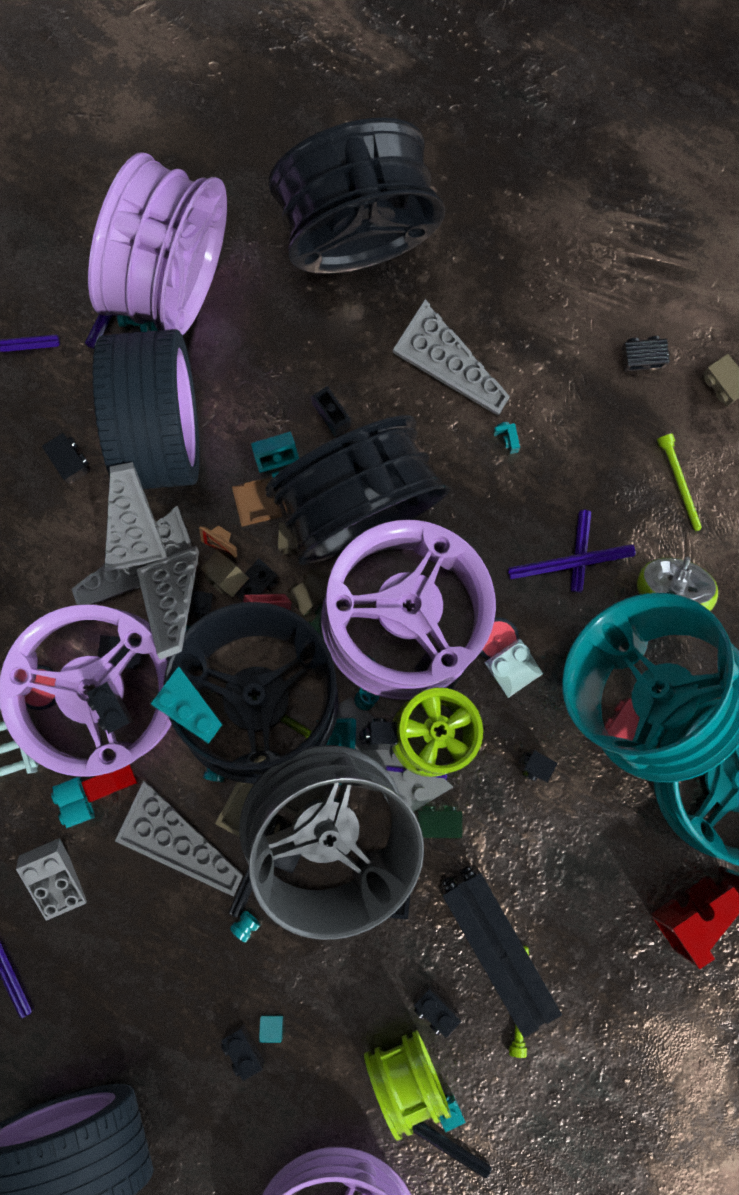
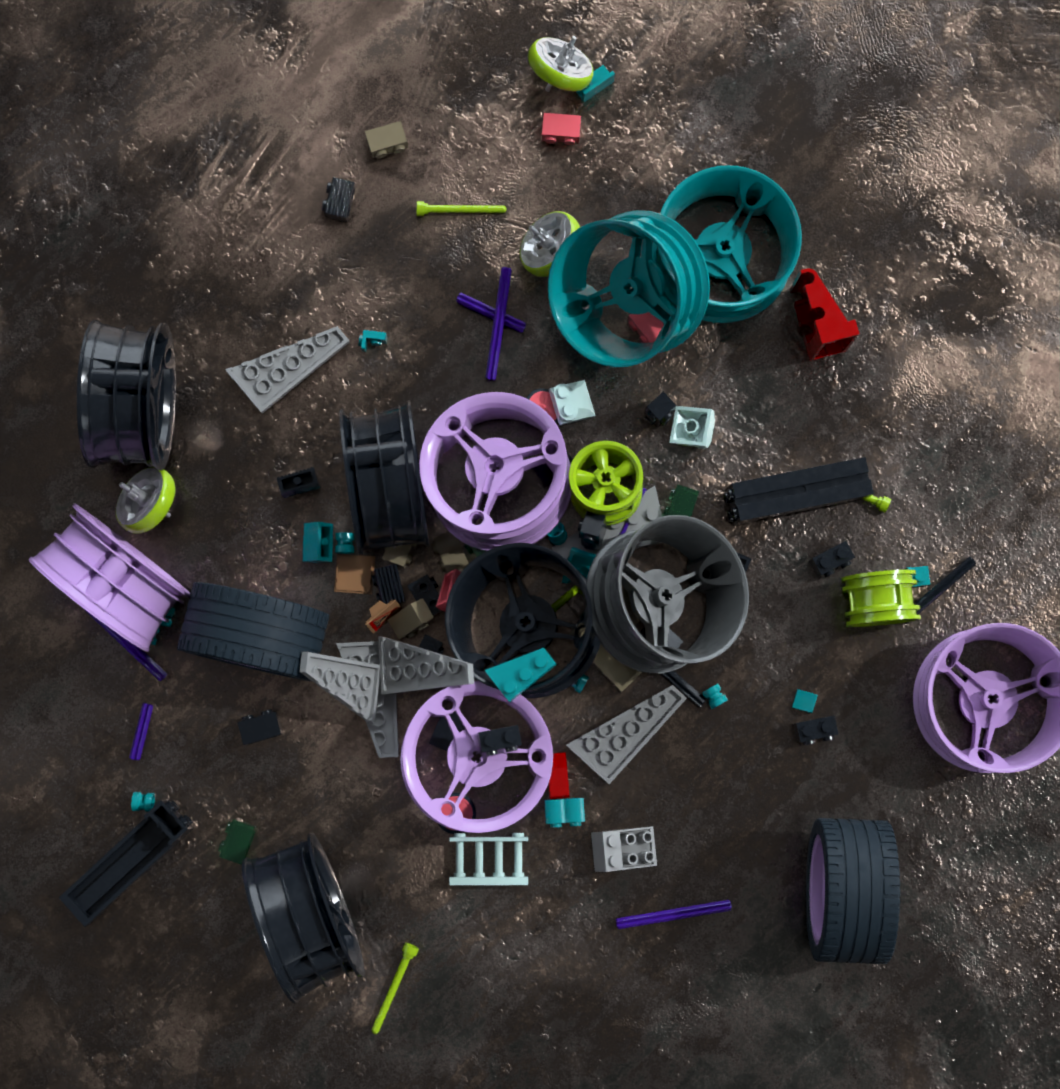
camera: 75 degrees left, 0 degrees up
(254, 540) = (388, 584): none -> black brick
(259, 263) = (149, 491): none -> flat silver wheel
(531, 807) = (692, 427): none -> light aqua slope

